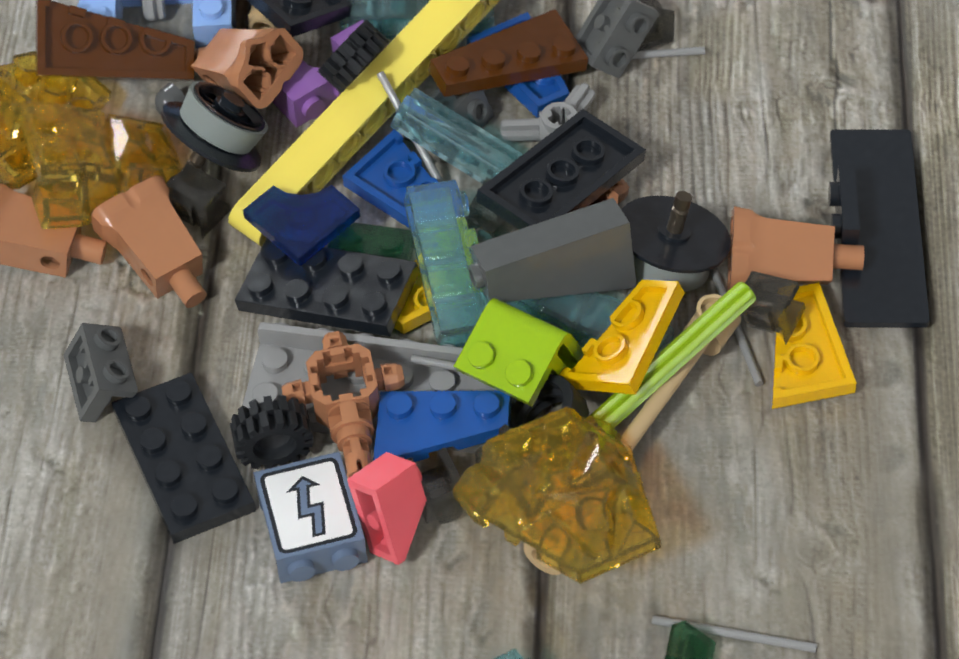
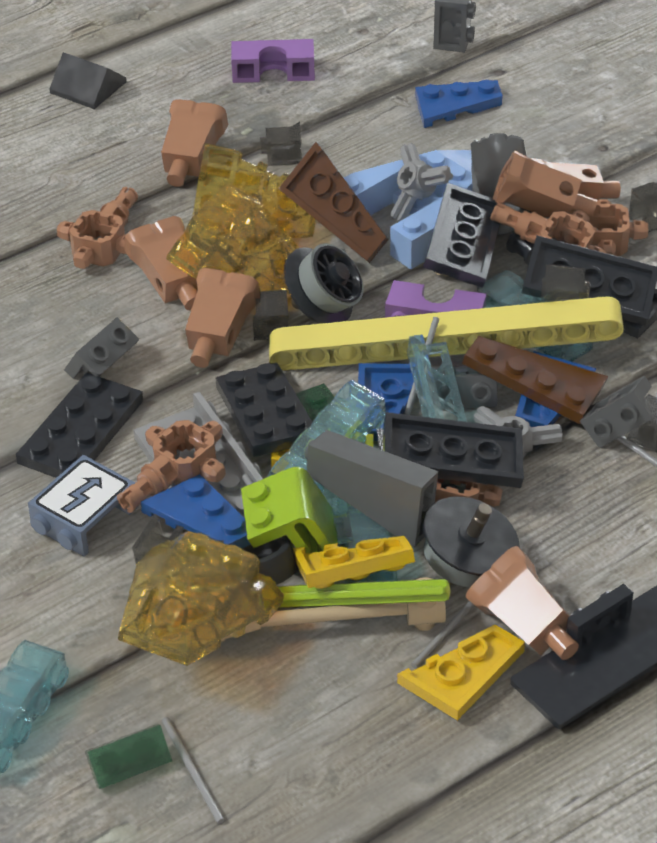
camera: 50 degrees right, 10 degrees down
(249, 62) = (384, 267): nougat piece -> none
(271, 432) = (122, 445): black tyre -> none
(301, 222) = (292, 361): clear blue tile -> none
(353, 56) = (435, 296): black tyre -> none
(389, 504) = (114, 524): coral slope -> none
(774, 305) = (465, 622): clear smoke window -> none

